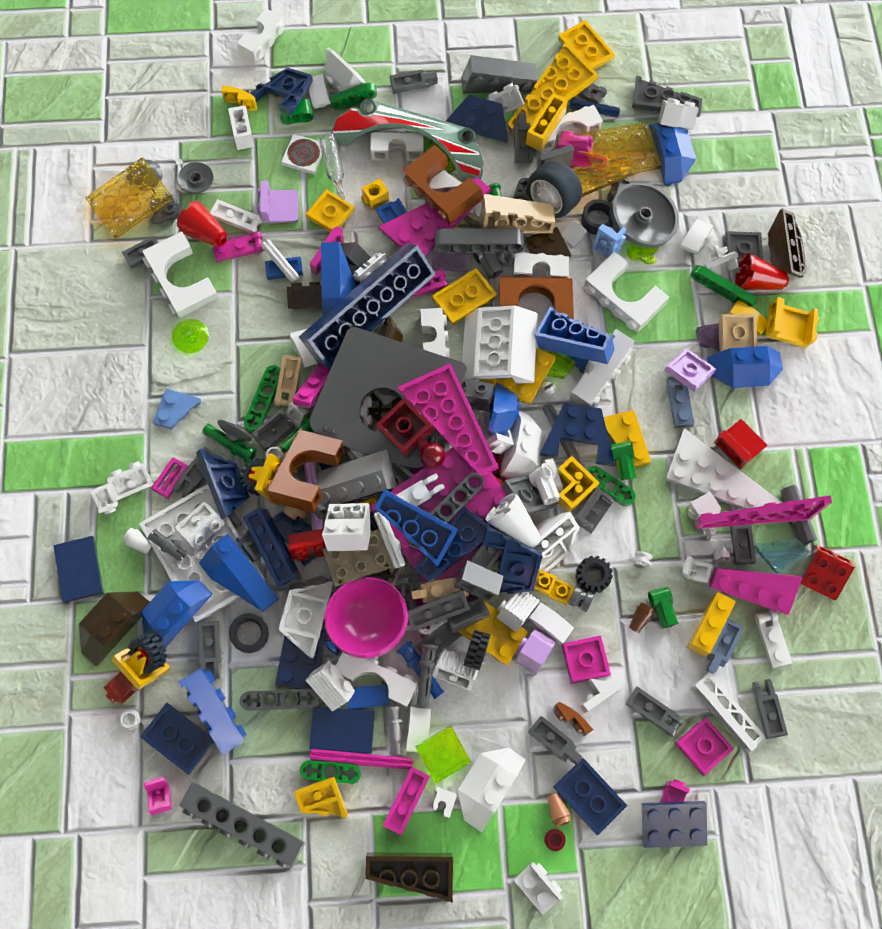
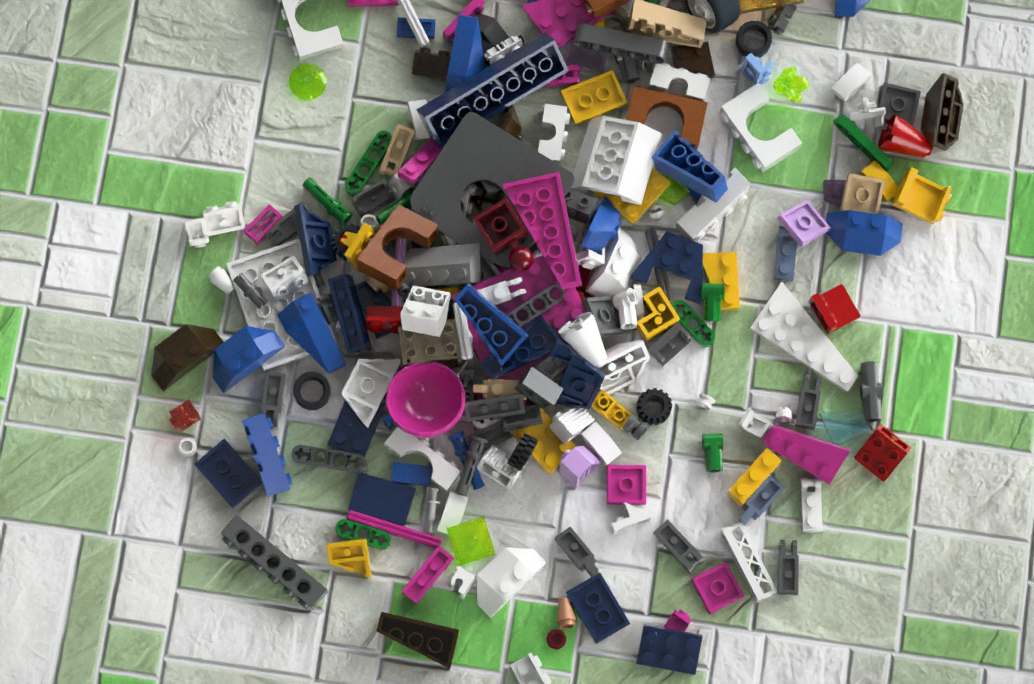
camera: 10 degrees right, 5 degrees up
(78, 569) = (160, 295): dark blue tile -> none
(142, 660) = (210, 394): plate -> none
(158, 795) = (202, 520): dark pink bracket -> none
(173, 408) = (279, 154): medium blue wing -> none
(233, 431) = (333, 192): dark grey dish -> none
(330, 685) = (379, 455): white brick -> none
(566, 714) = (595, 530): dark orange slope -> none
(574, 234) = (723, 52): white slope -> none
(642, 615) = (689, 456): reddish brown cone -> none
(645, 213) = (801, 48): dark grey dish -> none
(702, 505) = (779, 370): white slope -> none
(769, 513) = (830, 383): dark pink wing -> none

